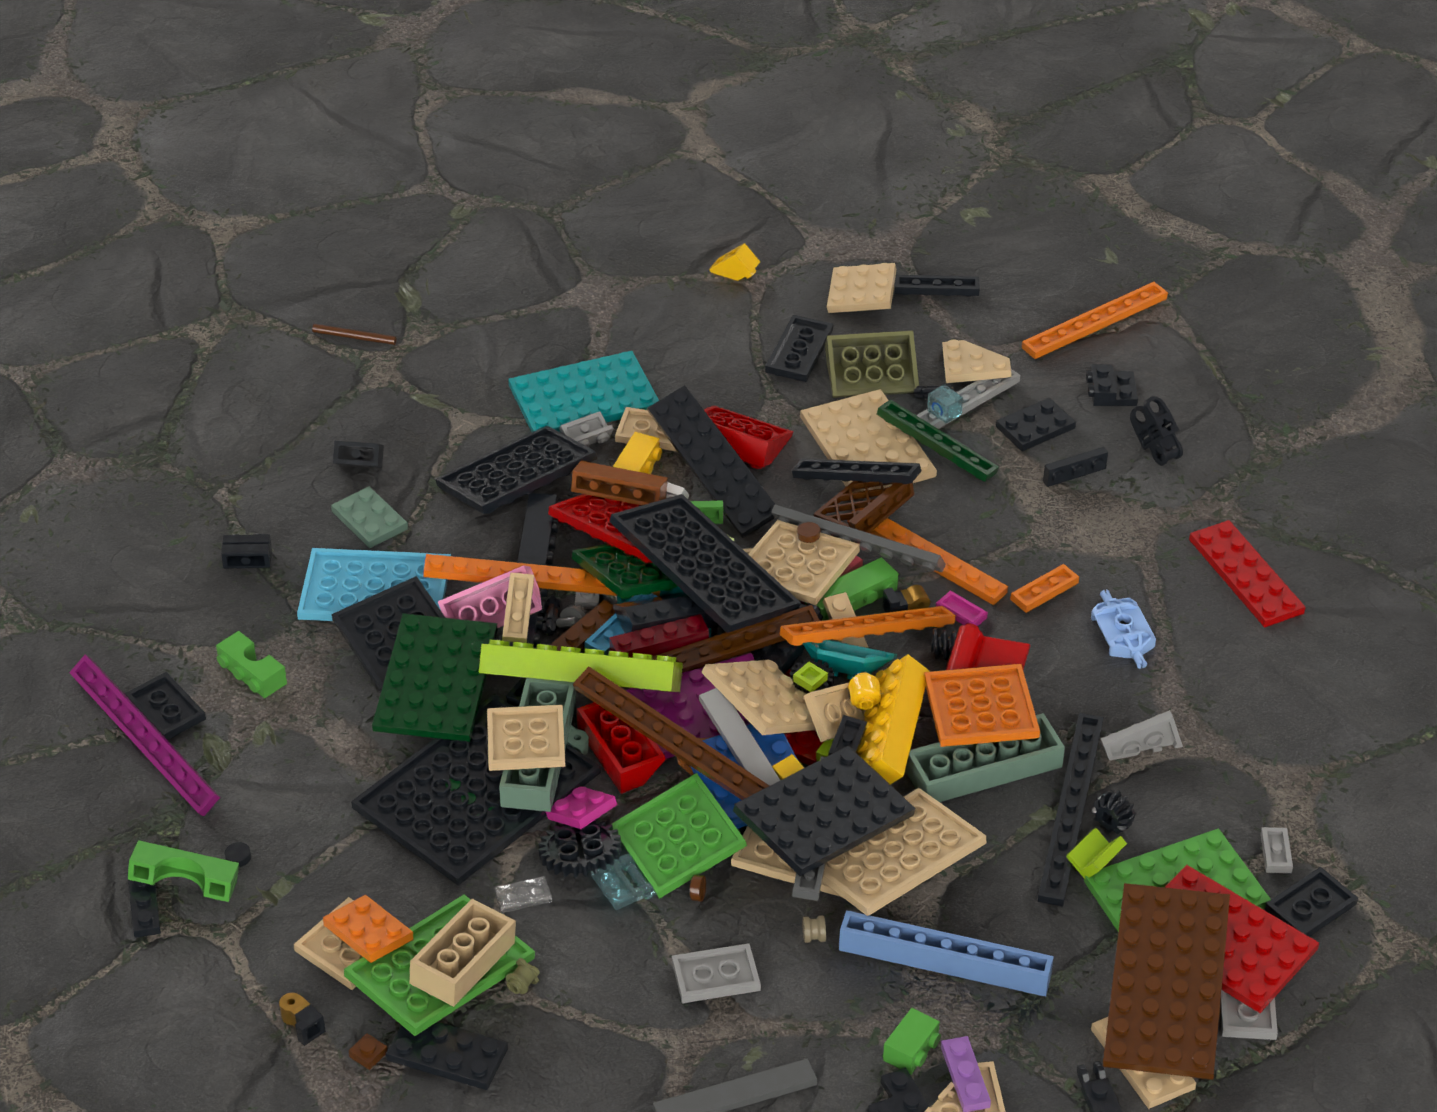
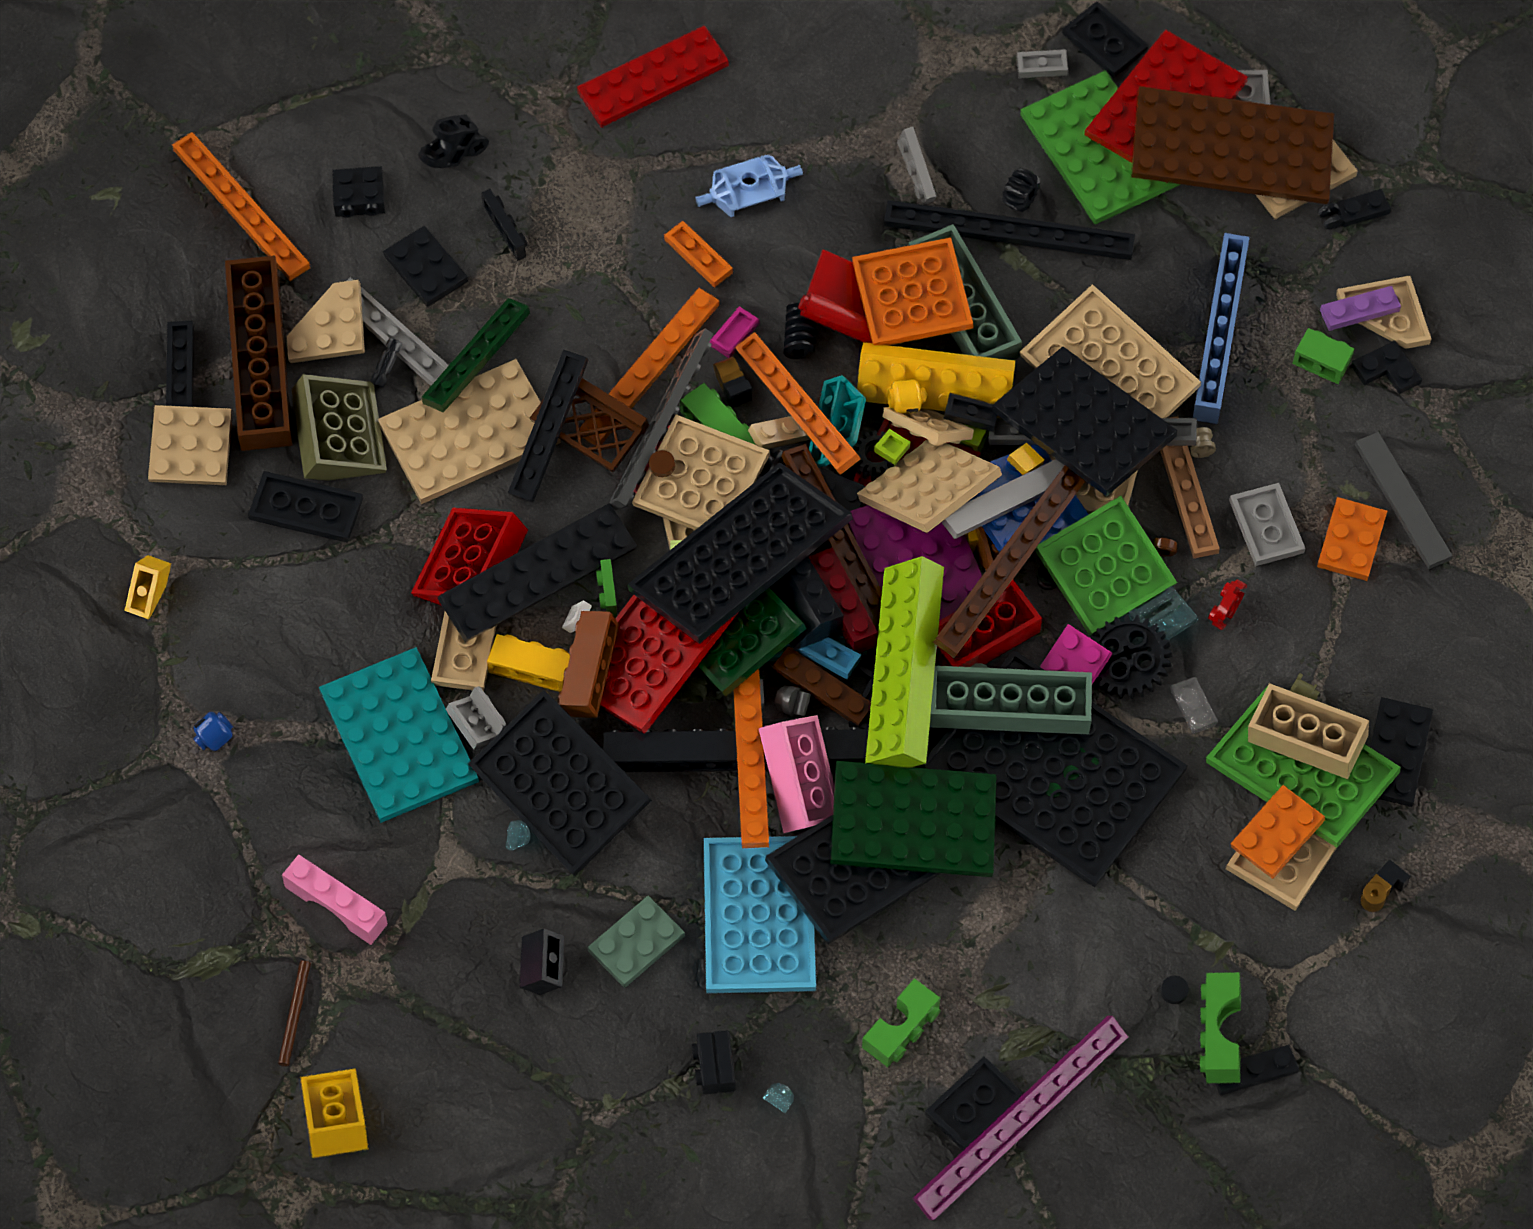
camera: 95 degrees left, 20 degrees up
(204, 586) = (779, 1096): none -> clear light blue plate
(263, 346) = (334, 1113): none -> yellow slope
(368, 1051) = (1409, 822): reddish brown plate -> none
(422, 361) = (352, 909): none -> bright pink arch
(477, 449) = (517, 835): none -> clear light blue plate
(518, 607) = (833, 728): tan plate -> none
(525, 737) = (1029, 697): tan plate -> none
(600, 294) = (213, 731): none -> blue head
(622, 919) = (1231, 600): none -> red plate
(694, 1045) = (1352, 539): none -> orange plate
(763, 913) = (1190, 500): none -> medium nougat plate
(945, 404) = (421, 344): clear light blue brick -> none
(950, 318) = (258, 353): none -> reddish brown brick
(1094, 853) = (1074, 205): lime panel -> none

